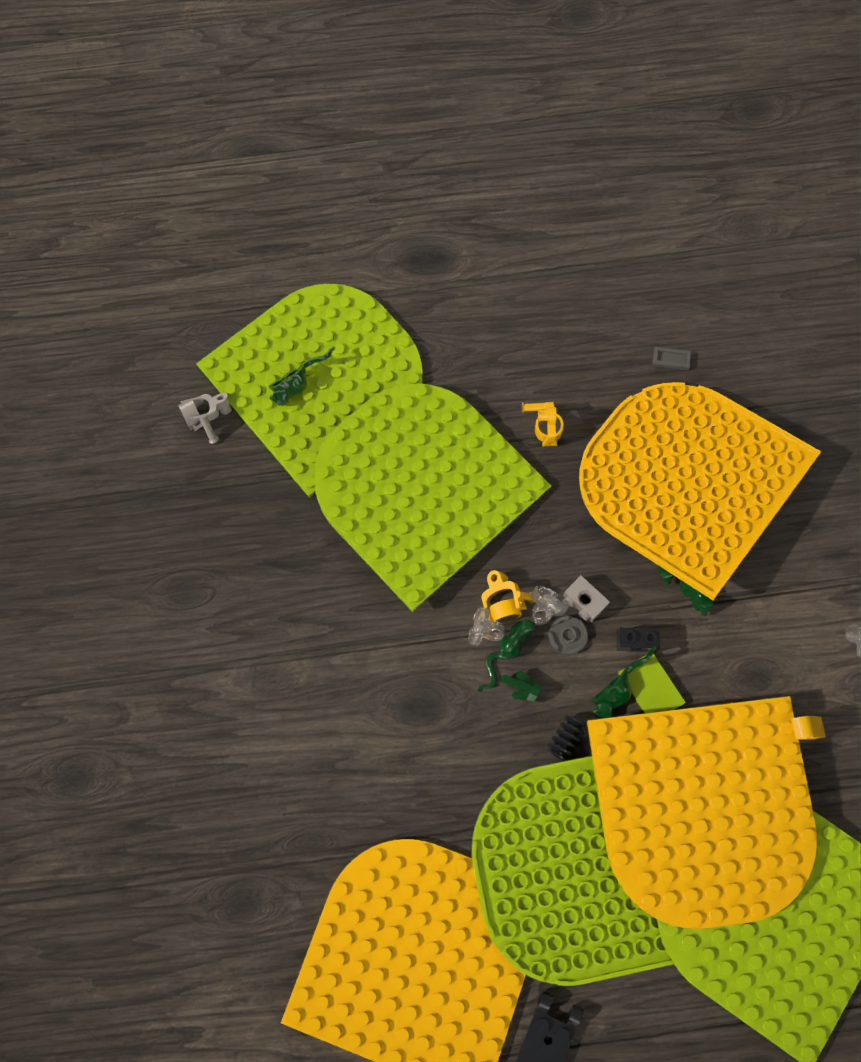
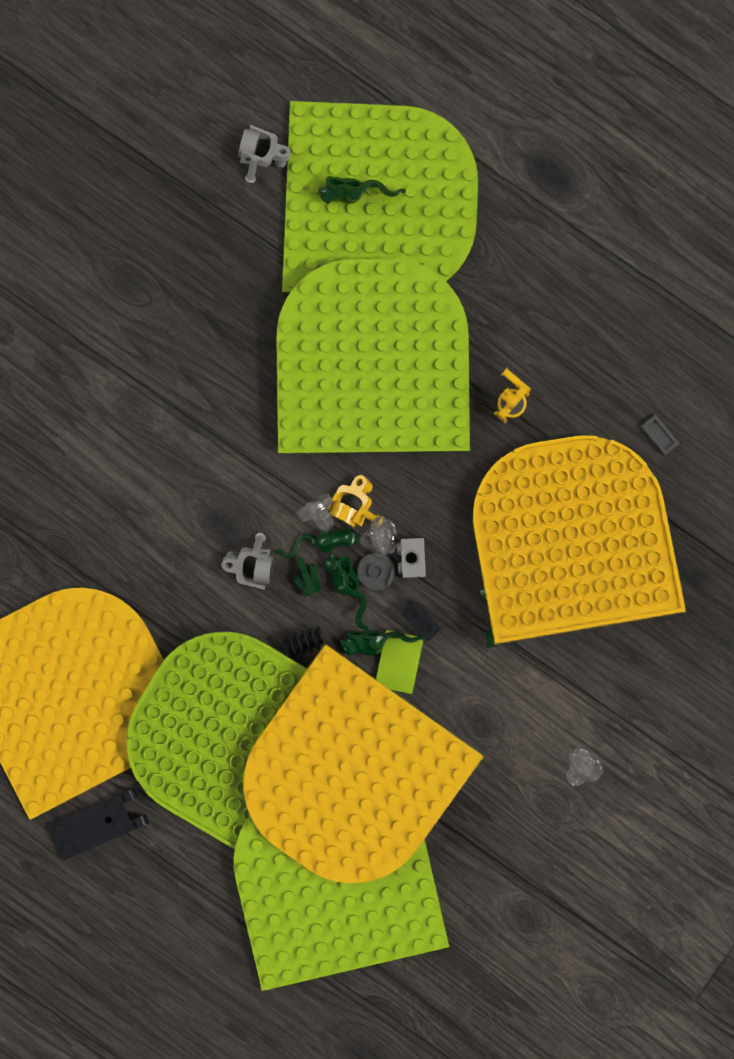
camera: 35 degrees right, 15 degrees up
(481, 707) = (263, 567): none -> light grey piece
(555, 663) = (346, 583): none -> dark green animal
(808, 728) = (475, 788): yellow beam -> none

